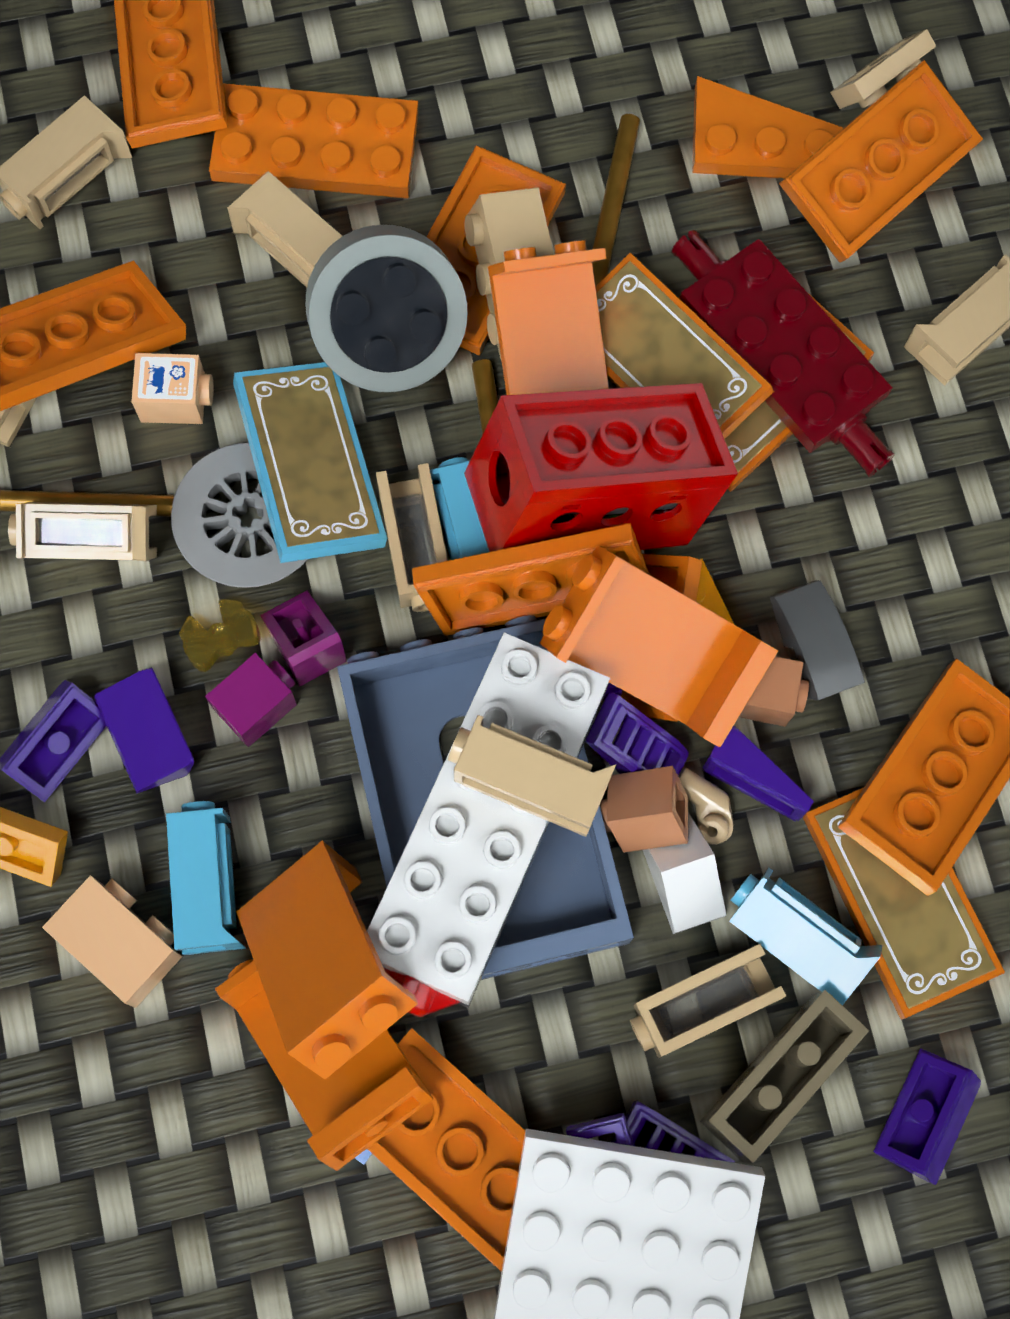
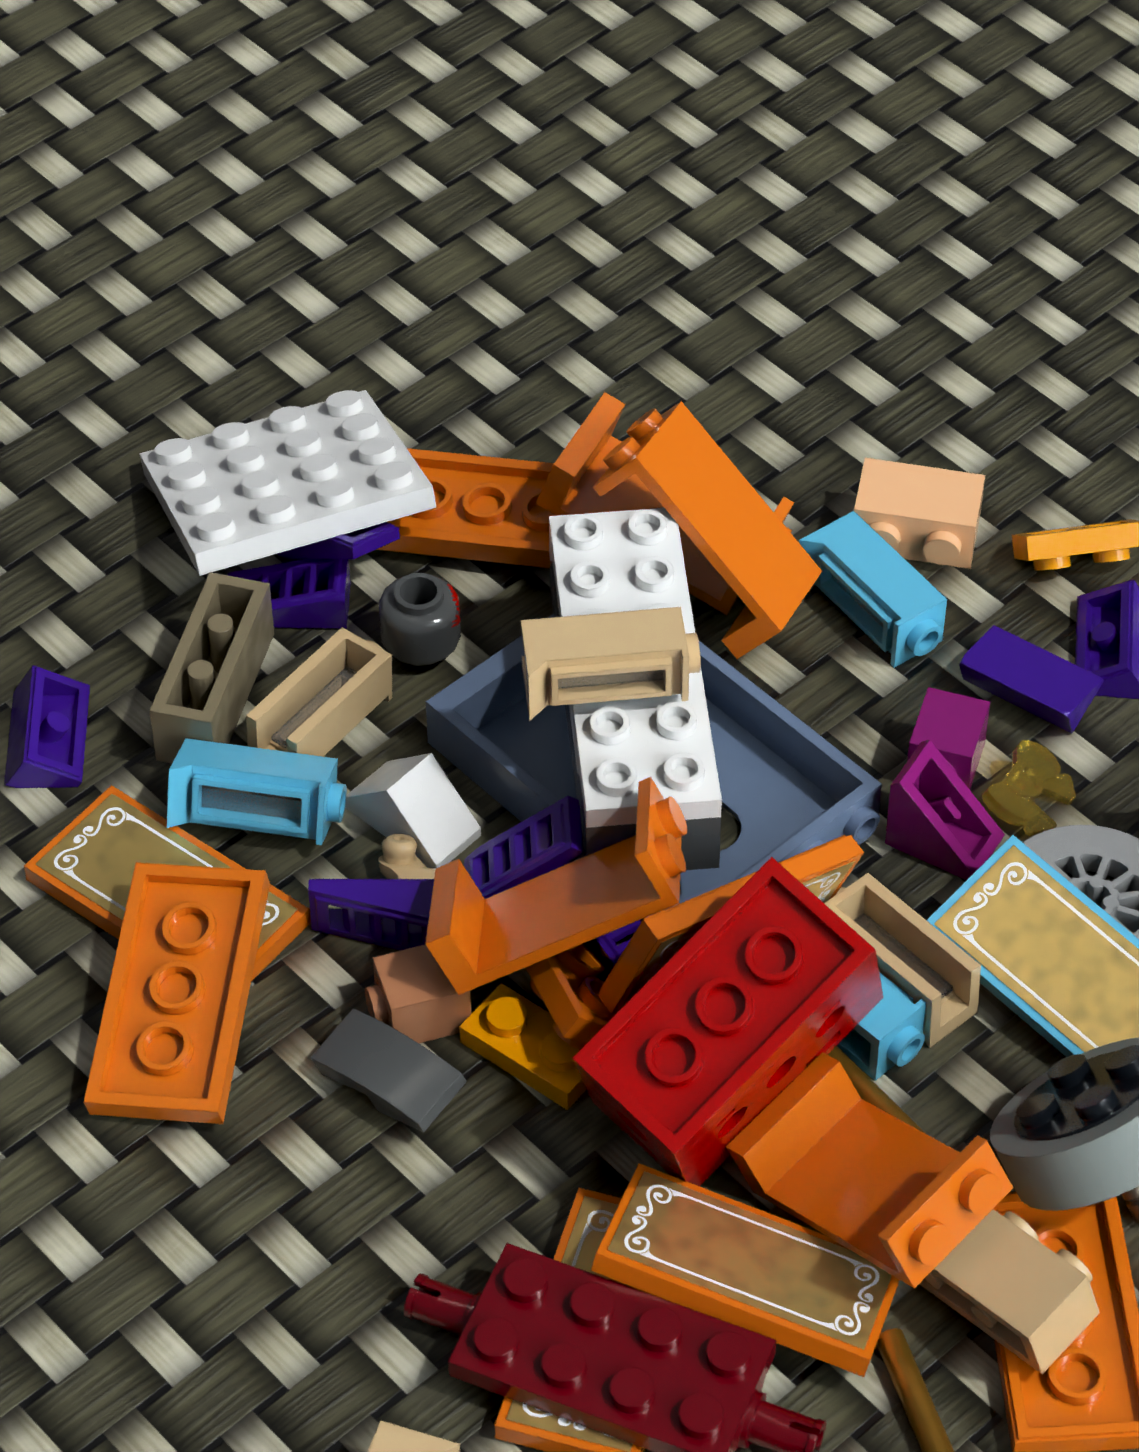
camera: 155 degrees right, 25 degrees down
(608, 1044) = (420, 619): none -> dark grey head
(646, 809) = (475, 807): nougat brick -> none

